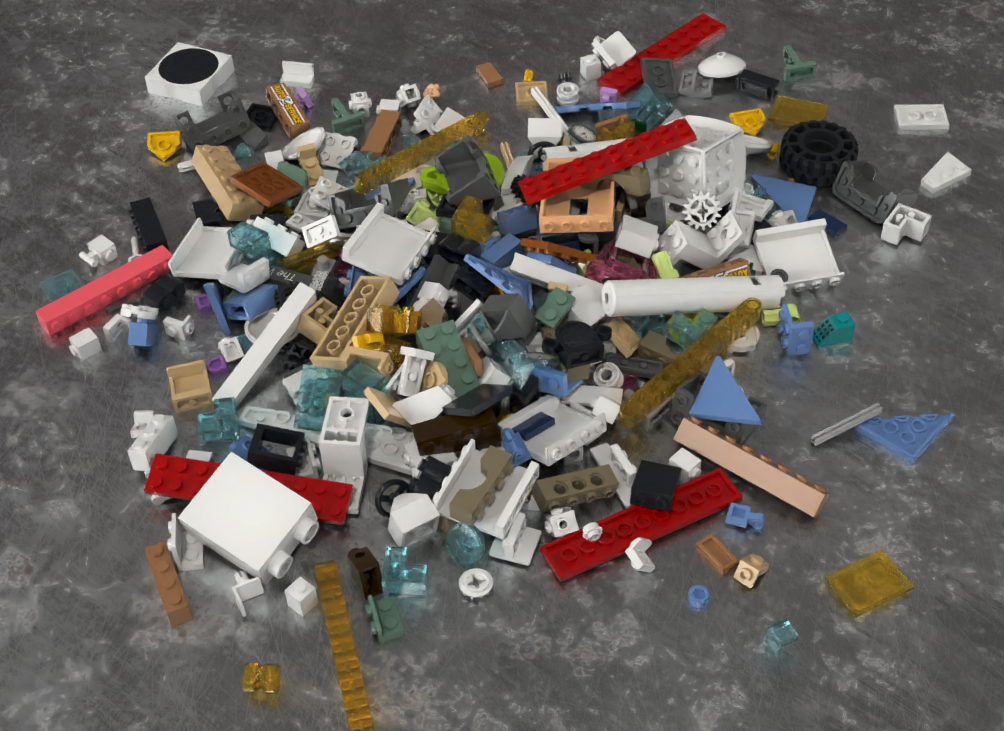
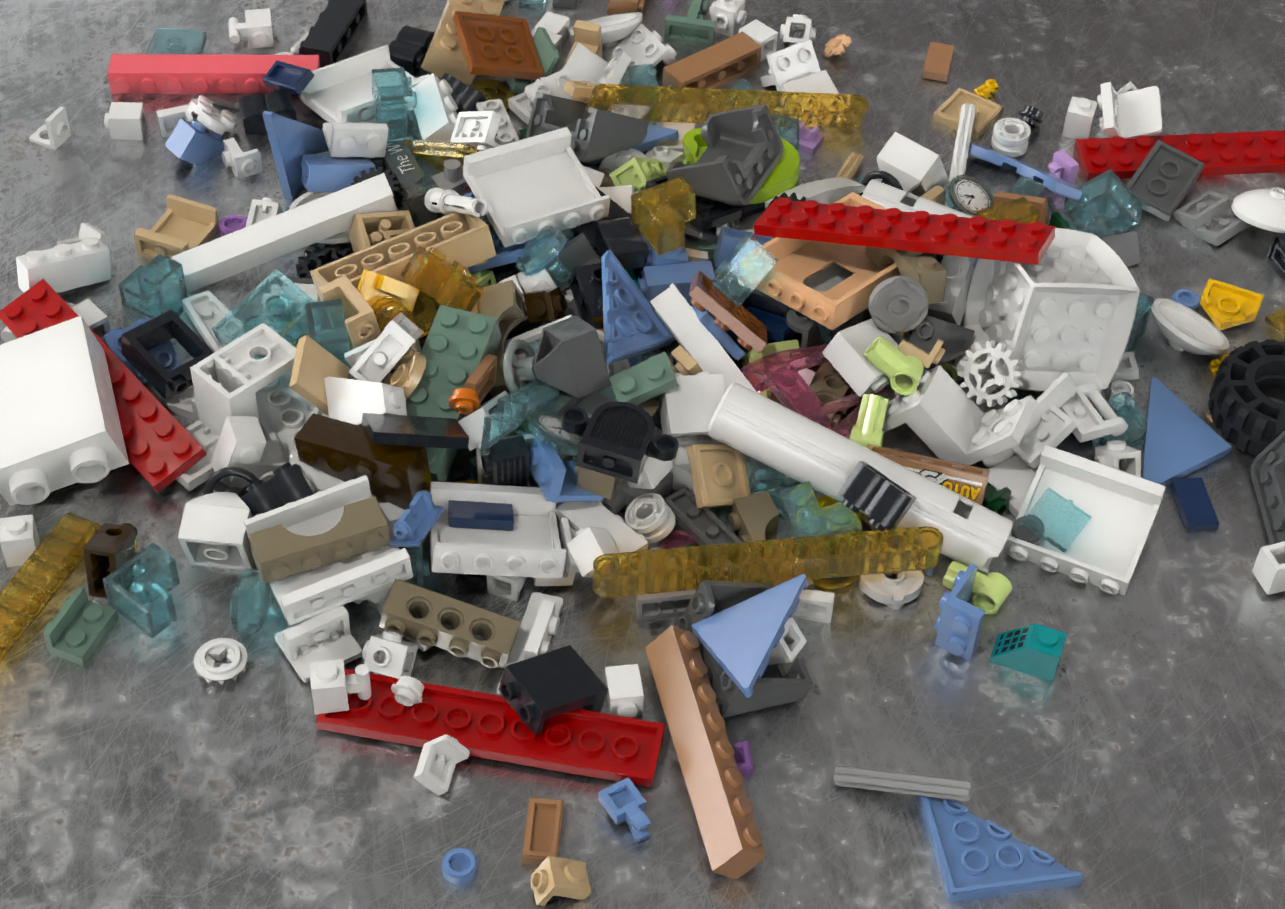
camera: 35 degrees right, 0 degrees up
(50, 372) = (57, 129): none -> white bracket
(164, 265) = (288, 77): none -> dark blue tile
(339, 172) = (588, 66): none -> white bracket
(343, 182) = (579, 90): none -> tan plate
(349, 278) = (450, 202): none -> white pin
(376, 470) = (245, 447): none -> white brick
(428, 276) = (543, 253): none -> clear light blue tile
(454, 302) = (545, 305): none -> dark brown bracket
(480, 371) = (464, 400): none -> orange plate
(546, 223) = (744, 270): none -> clear light blue bracket
(557, 553) = (332, 686): none -> white brick
(636, 199) = (898, 304): none -> light grey tile
(661, 230) = (901, 369): none -> yellowish green piece
(668, 218) = (926, 358): none -> tan bracket
(719, 296) = (876, 496): none -> black brick
(787, 264) = (1056, 520): none -> clear light blue piece

